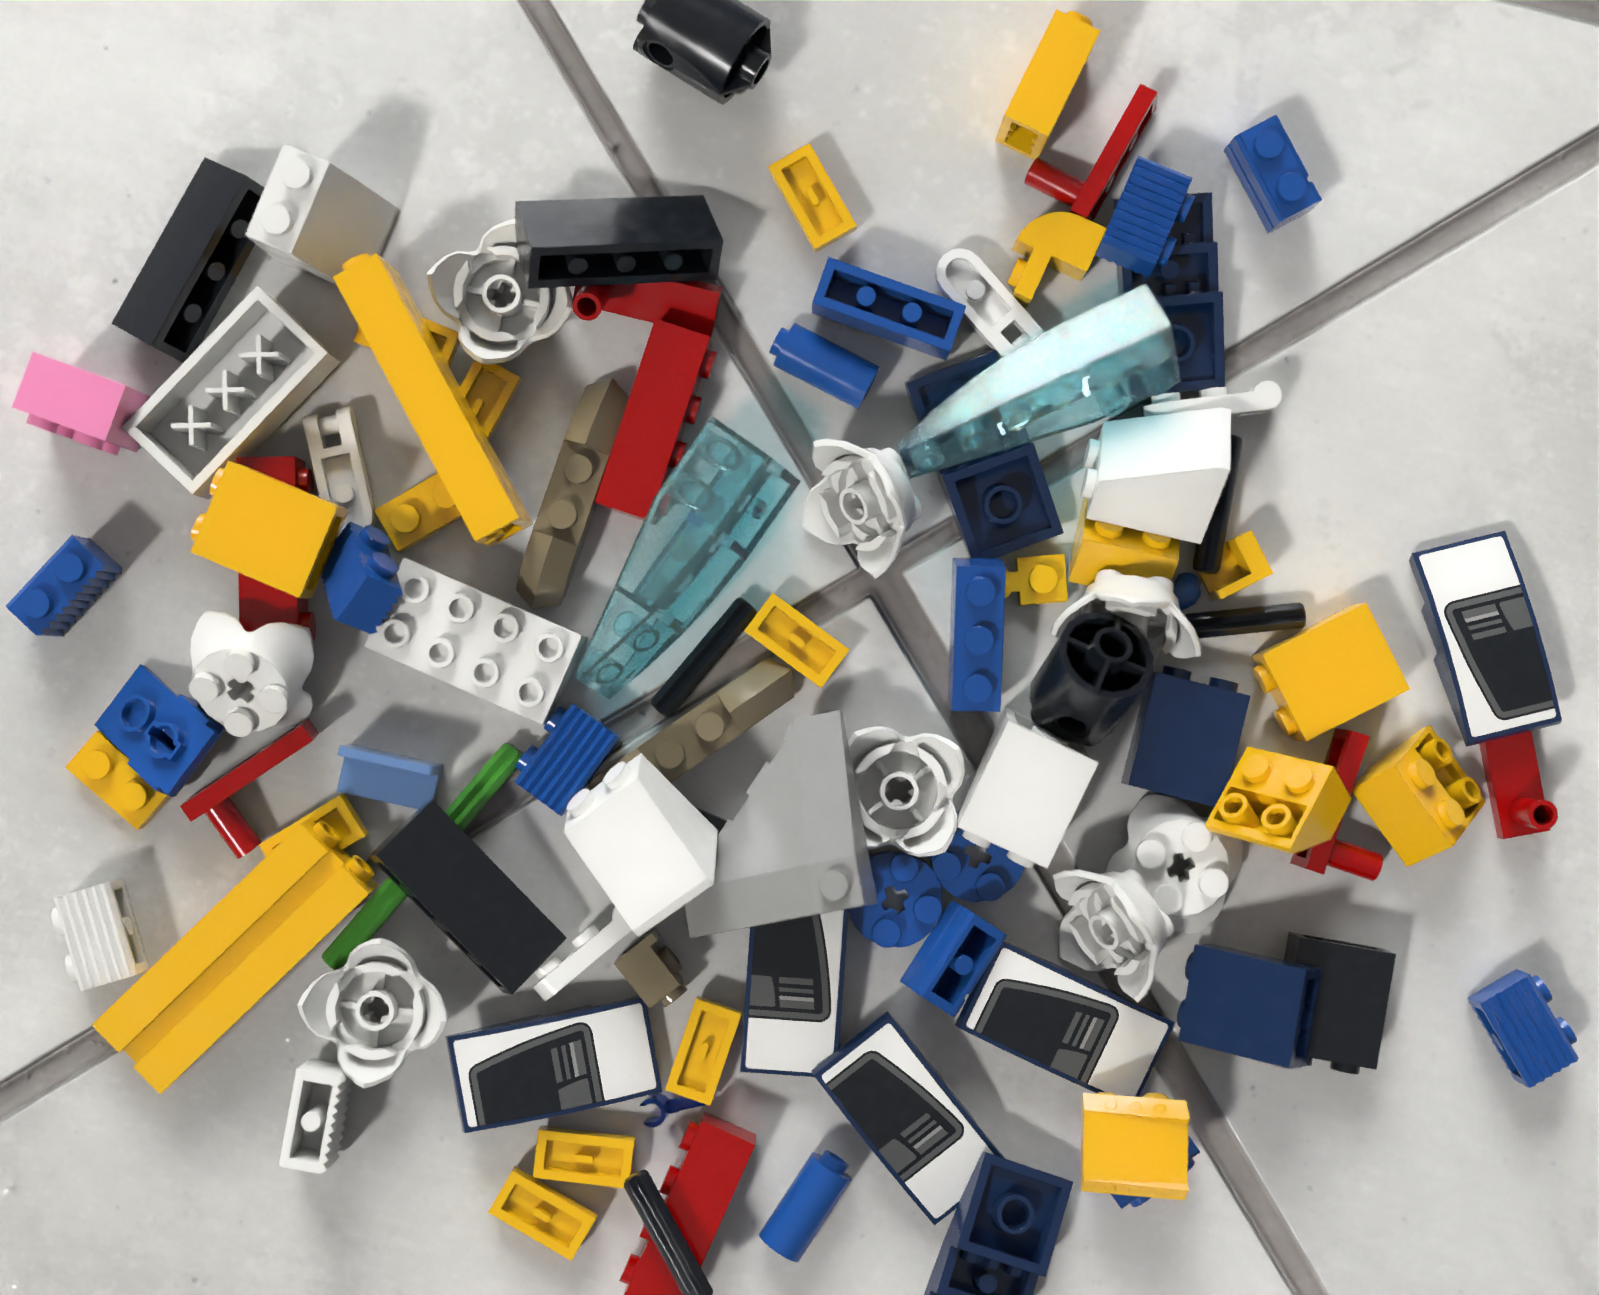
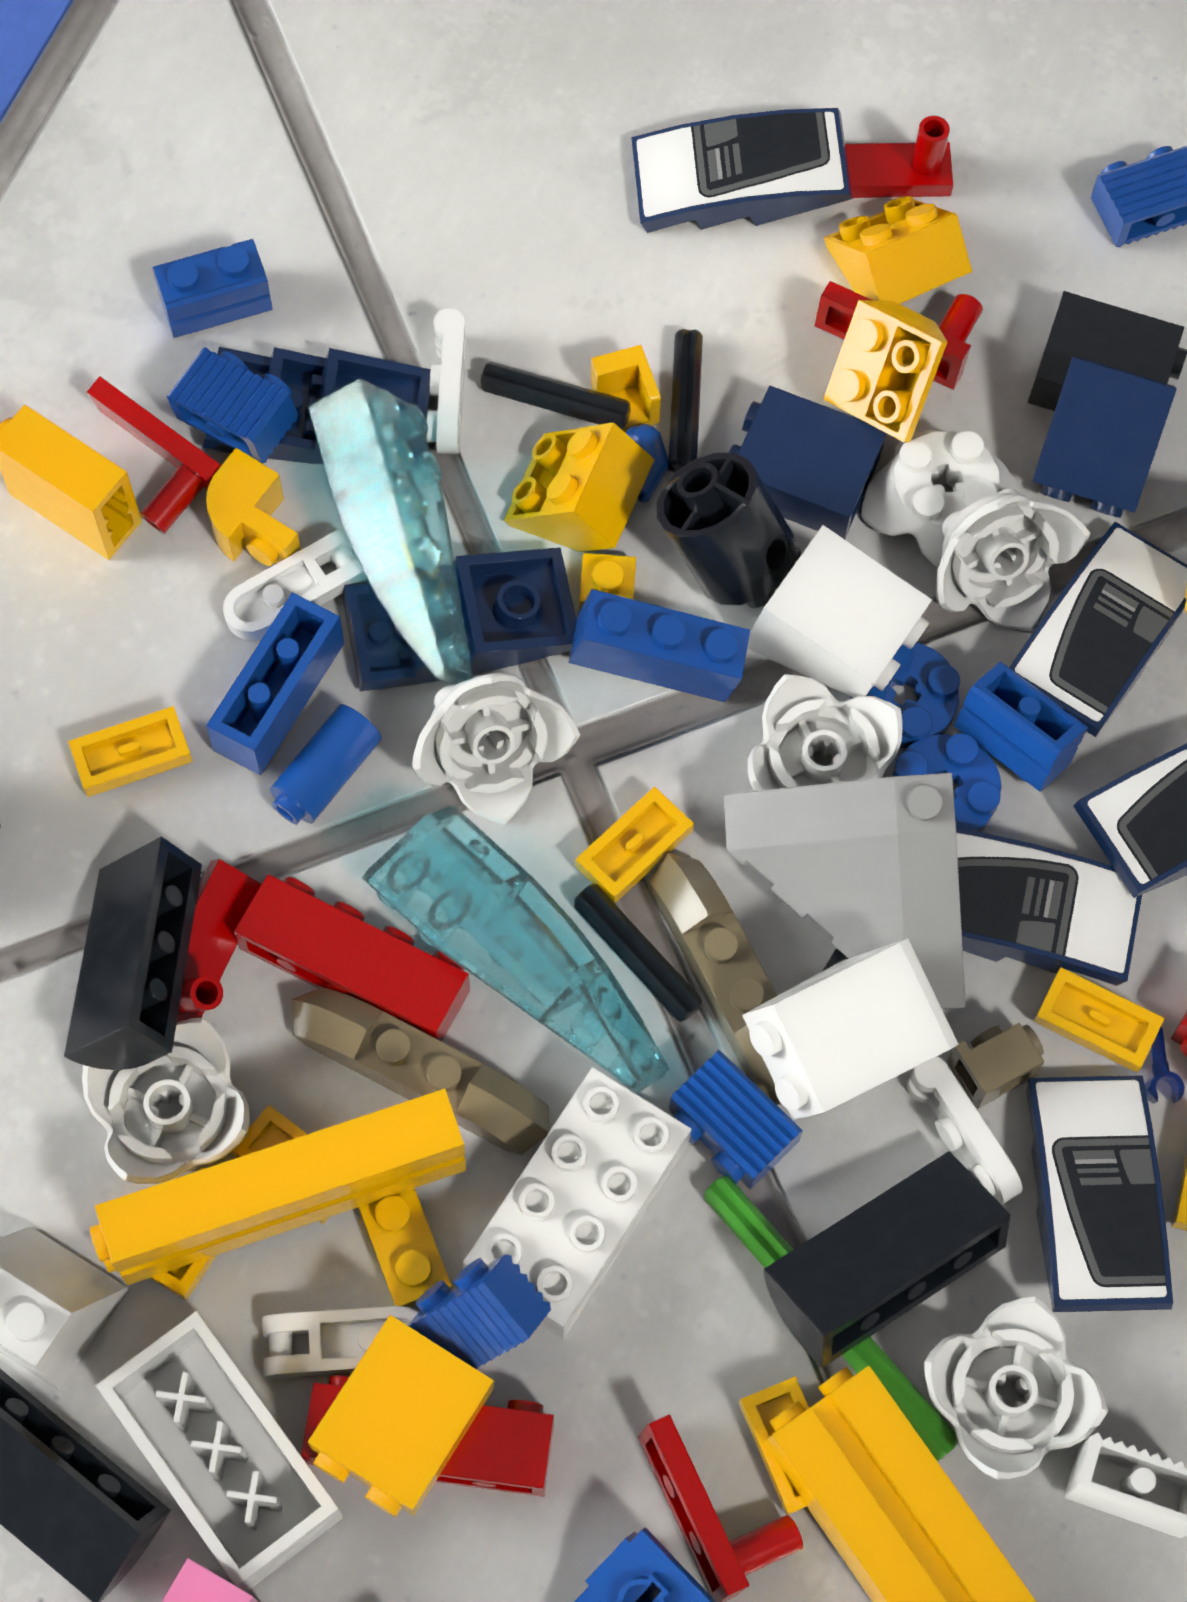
camera: 80 degrees left, 20 degrees down
(251, 676) = (541, 1497): white brick -> none
(388, 776) = (726, 1342): medium blue panel -> none
(1143, 602) = (650, 465): white brick -> none
(1159, 472) = (513, 428): white slope -> none
(1329, 673) = (755, 315): yellow brick -> none

